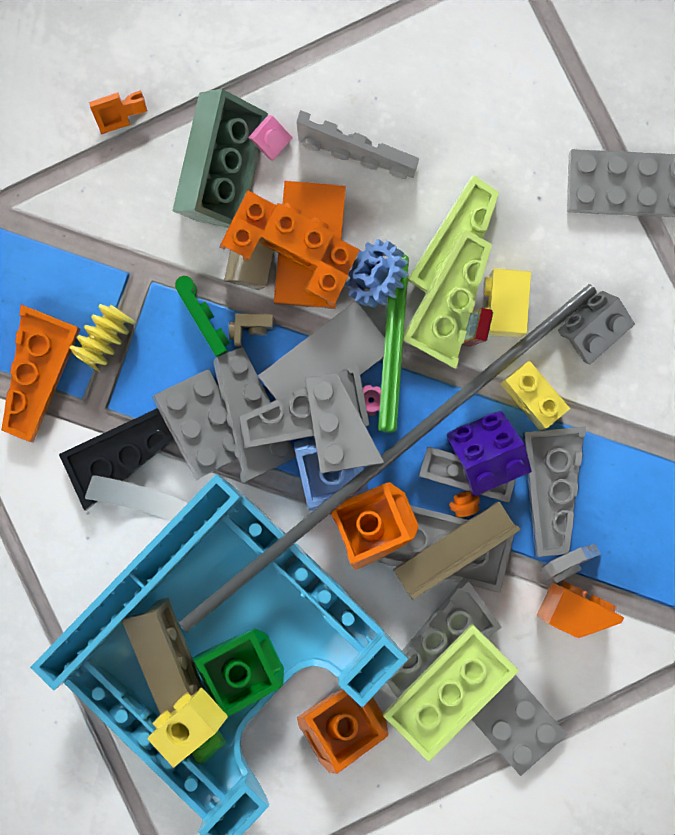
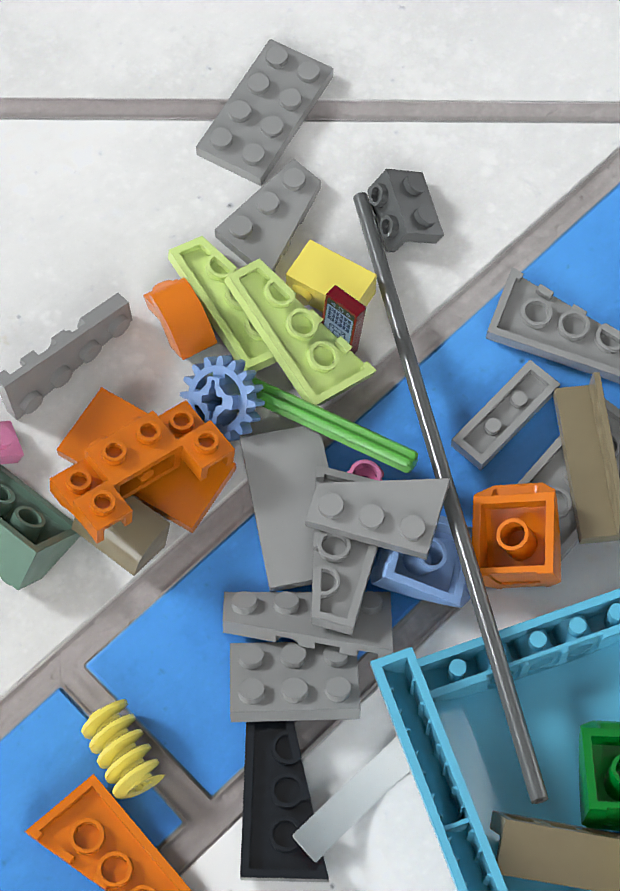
camera: 60 degrees left, 20 degrees down
(202, 315) = (163, 619): green plate -> none
(255, 324) = (205, 563): dark tan bracket -> none
(425, 211) = (181, 317): none -> orange brick
(465, 504) = (539, 432): orange plate -> none
(489, 452) = (492, 371): dark purple bracket -> none
(535, 396) = (450, 302): light yellow brick -> none
(541, 232) = (270, 216): none -> light grey wing

